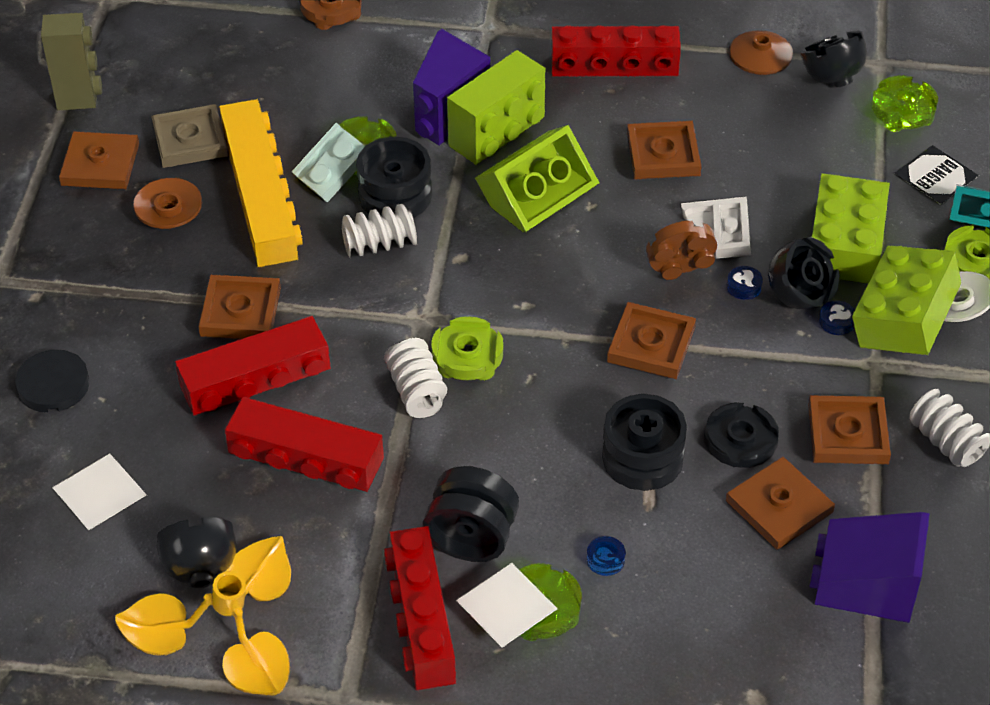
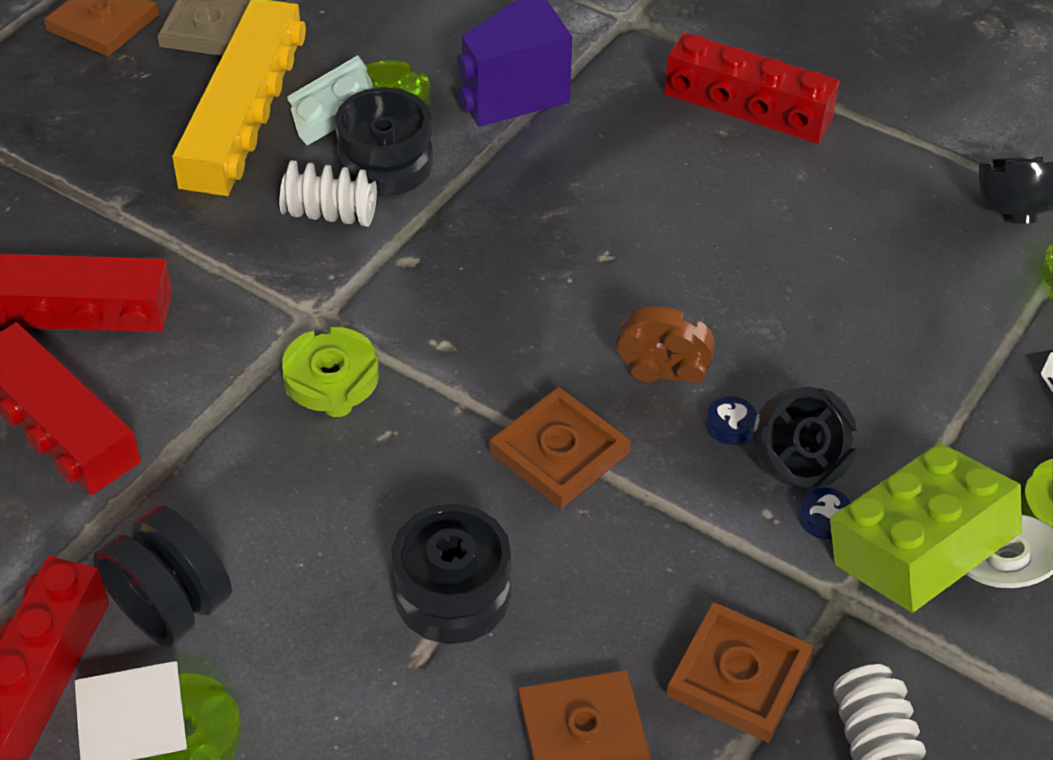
camera: 25 degrees right, 0 degrees up
(167, 203) = (127, 83): dark orange dish -> none
(239, 306) = (115, 221): dark orange plate -> none
(416, 377) = (240, 380): white piece -> none
(496, 107) = (557, 100): lime brick -> none
(538, 179) = (557, 202): lime slope -> none
(606, 555) = (311, 704): clear blue tile -> none
(663, 150) = (735, 221): dark orange plate -> none
(728, 221) = (748, 338): white wing -> none
(741, 435) = (595, 618): black tile -> none
(761, 52) = (940, 150): dark orange dish -> none
(852, 223) = (913, 396): lime brick -> none

